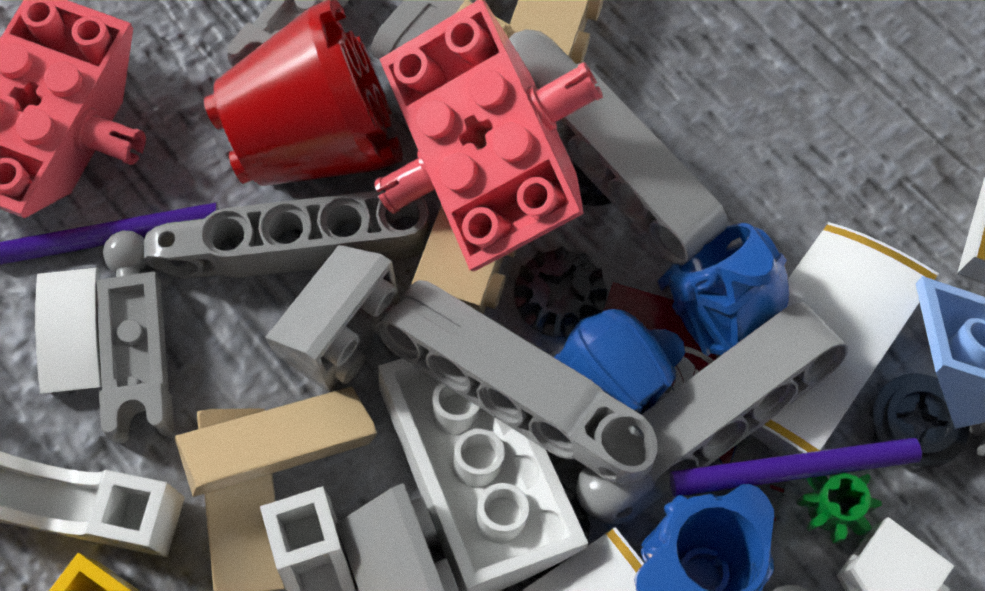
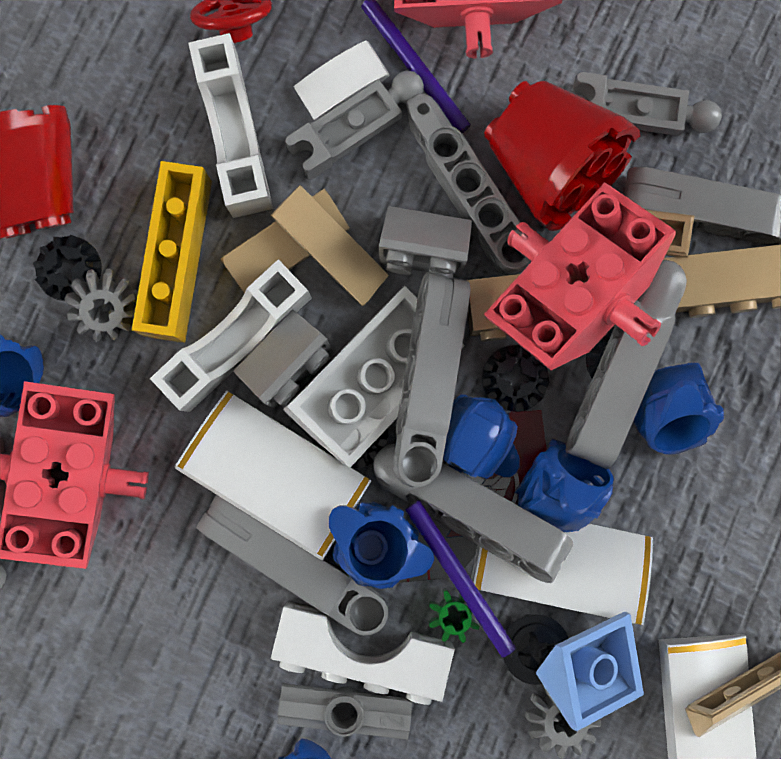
camera: 65 degrees right, 15 degrees up
(691, 115) = (678, 410): none -> blue piece

